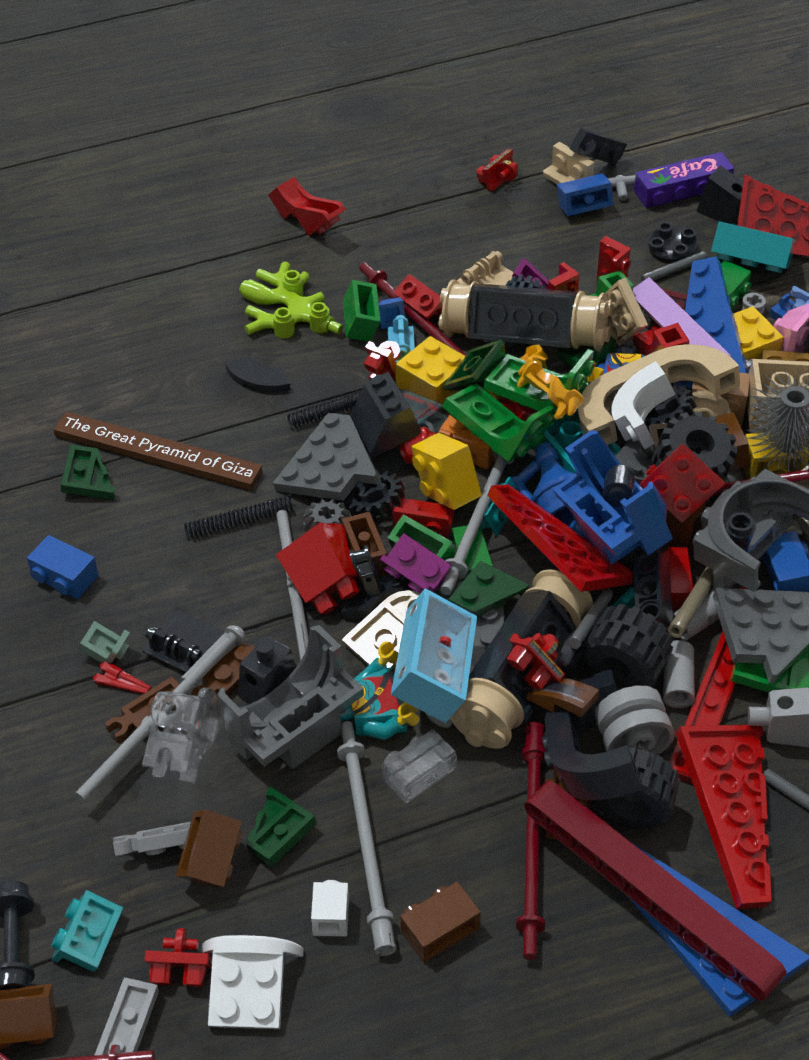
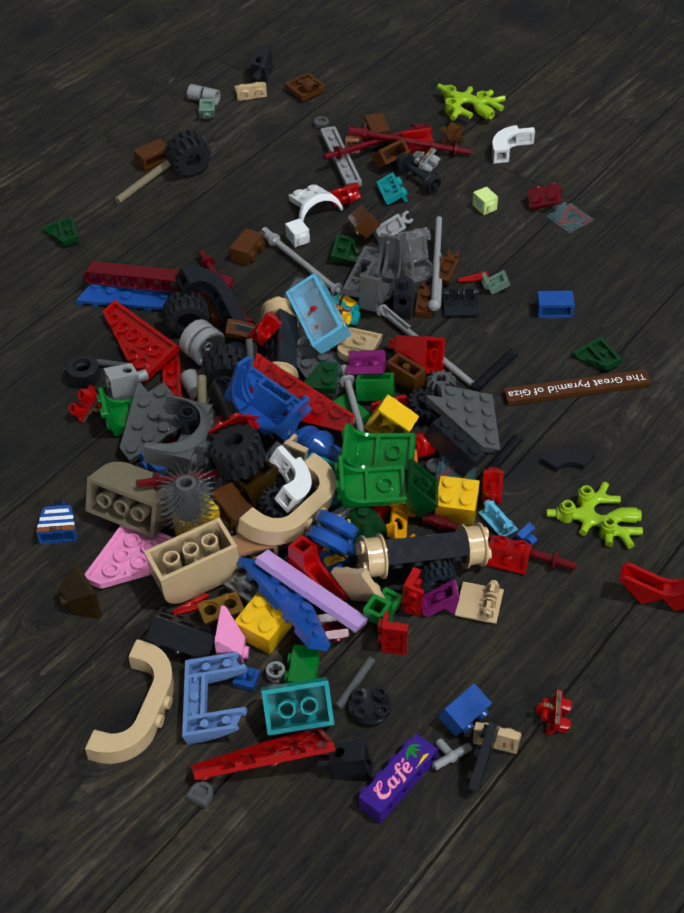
camera: 150 degrees right, 0 degrees up
(361, 311) = (542, 519): green piece -> none
(366, 572) = (391, 346): black bar -> none
(565, 400) = (368, 467): light orange piece -> none
(618, 485) = (269, 407): black brick -> none
(622, 339) = (332, 532): none -> blue wheel

